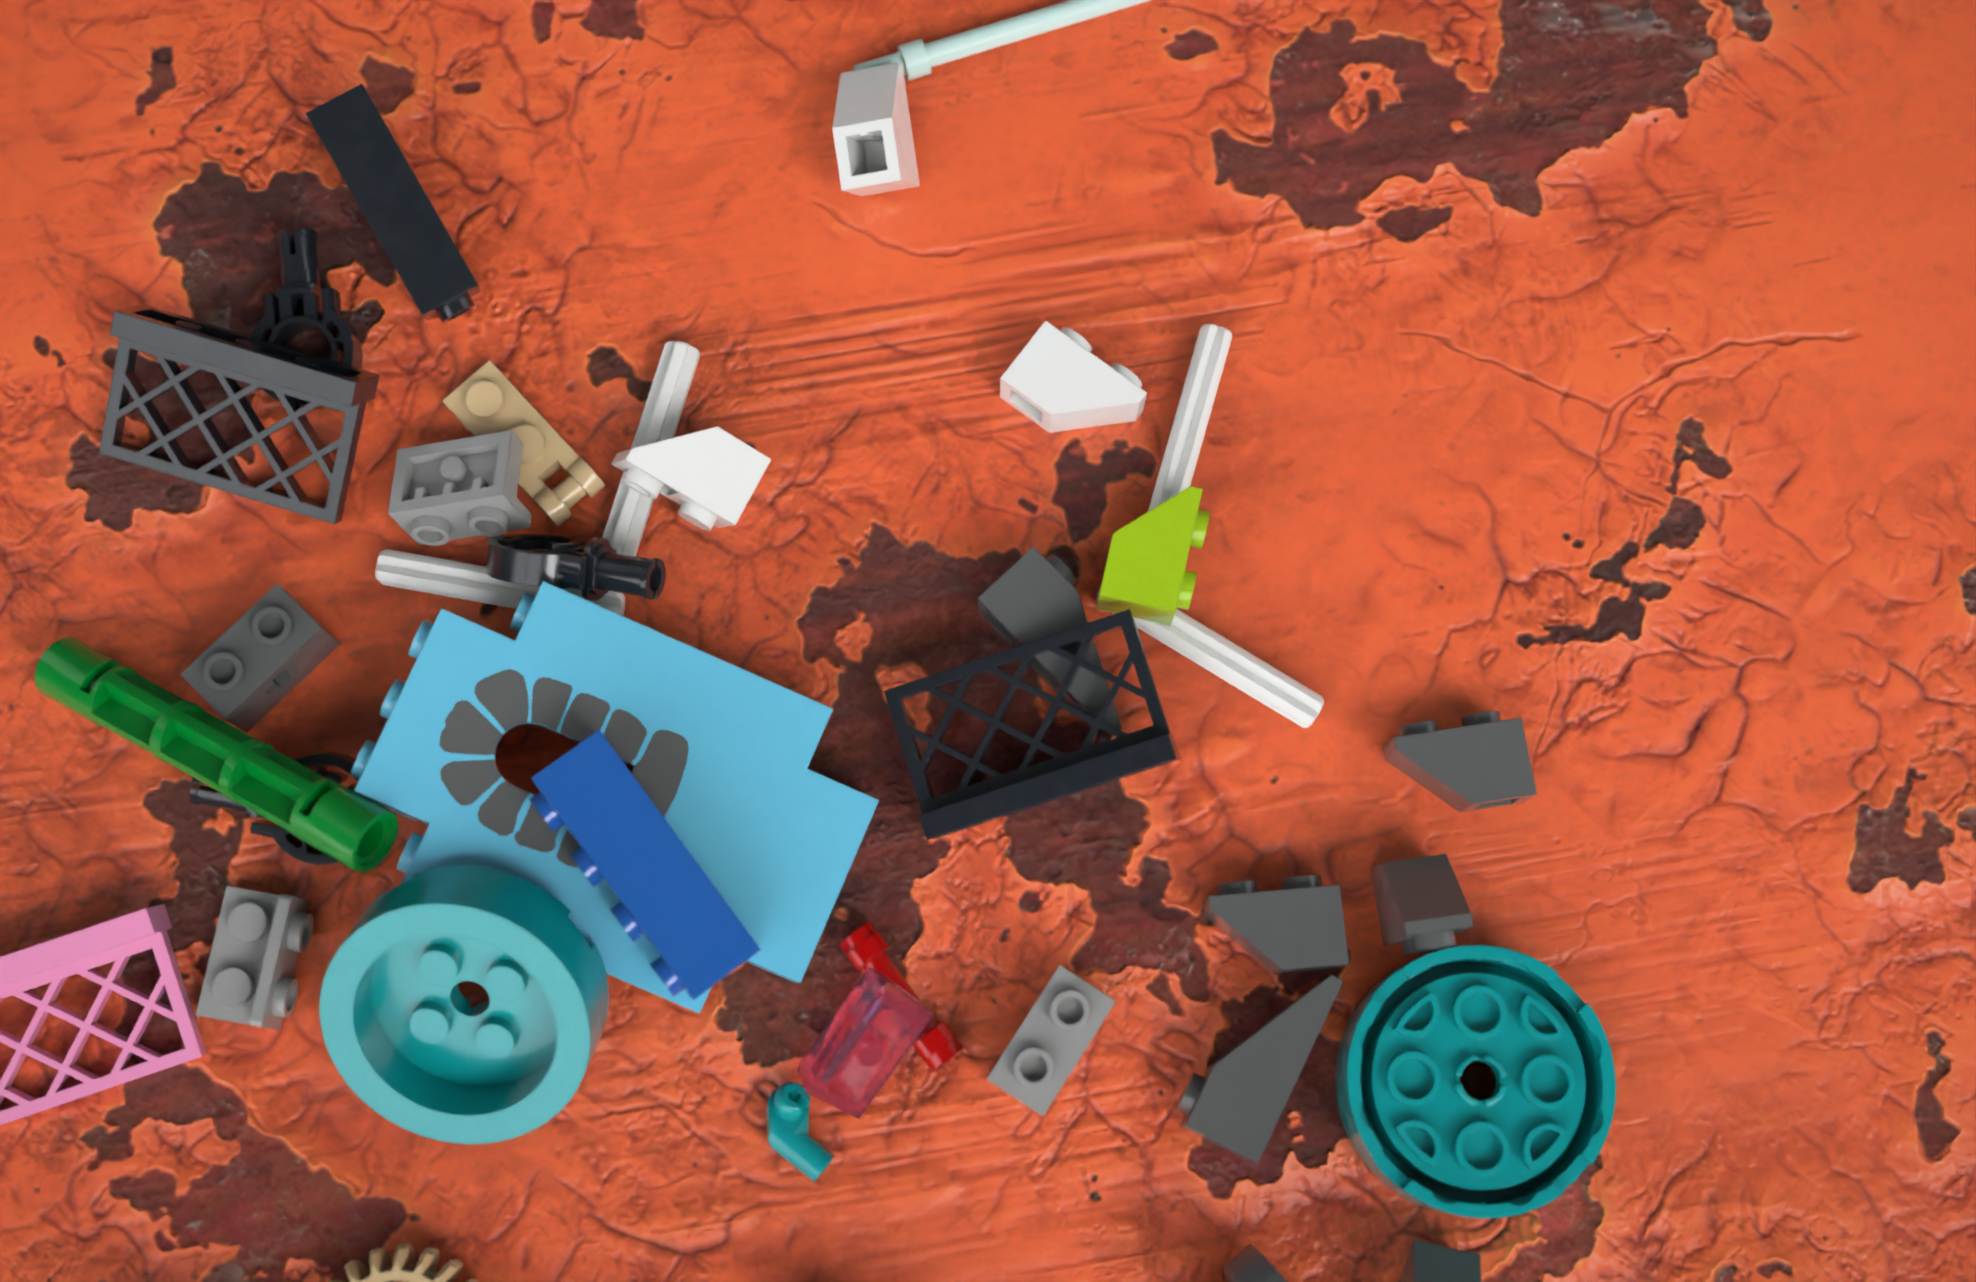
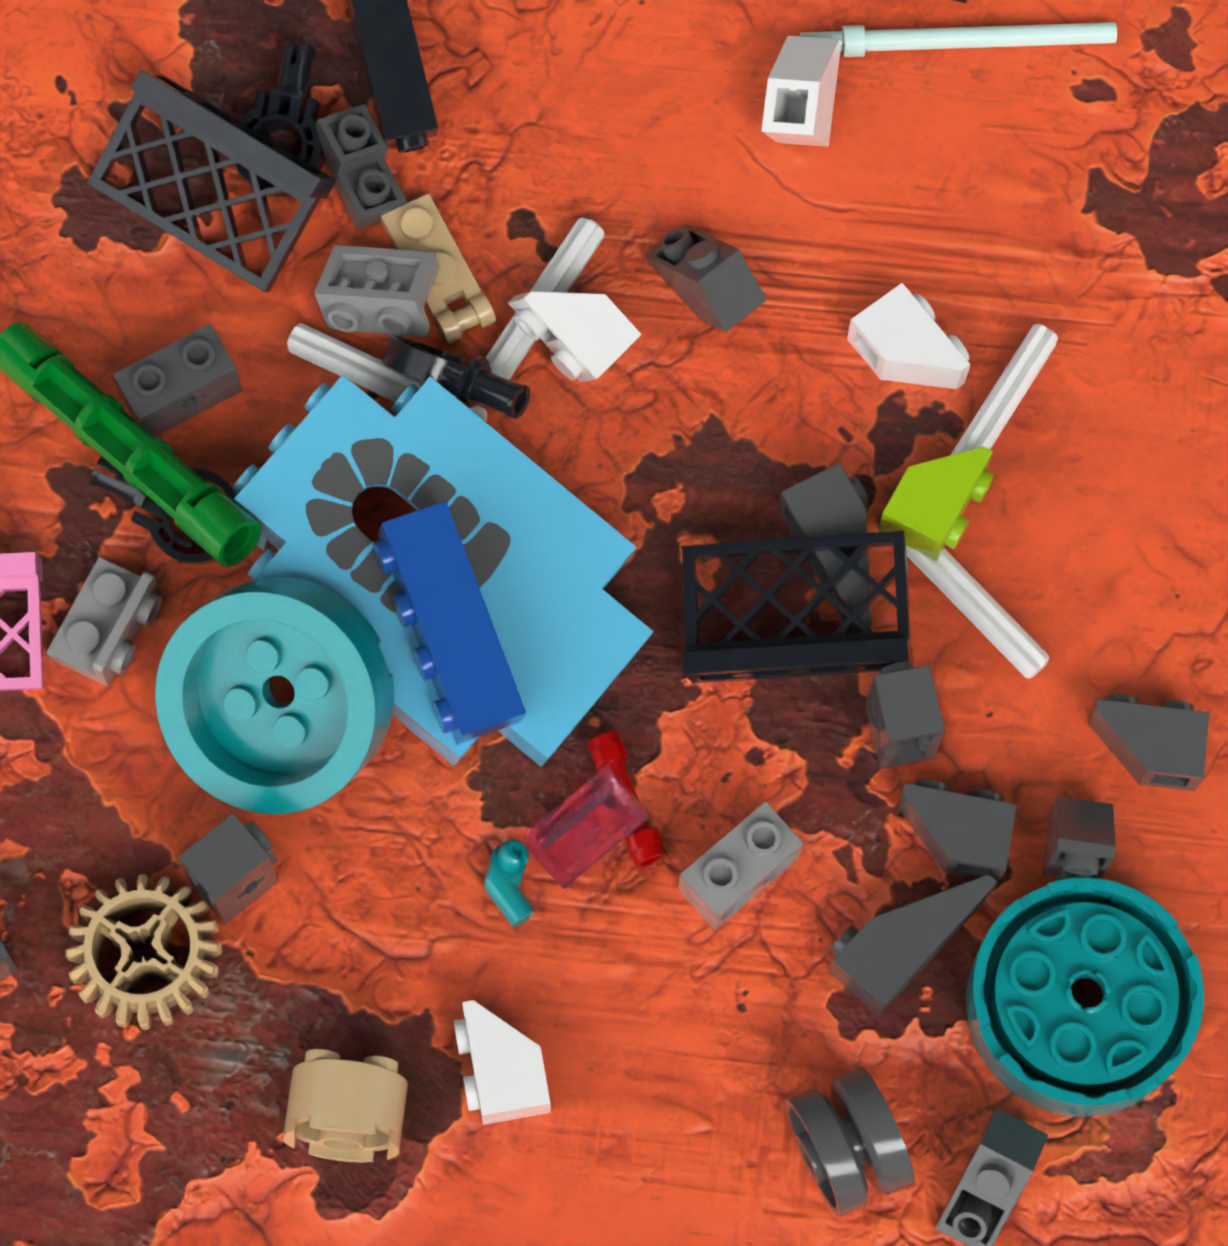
camera: 15 degrees right, 5 degrees down
(400, 349) = (357, 162): none -> dark grey slope
(470, 1218) = (230, 866): none -> dark grey brick
(826, 370) = (707, 276): none -> dark grey slope
(1186, 816) = (904, 715): none -> dark grey brick

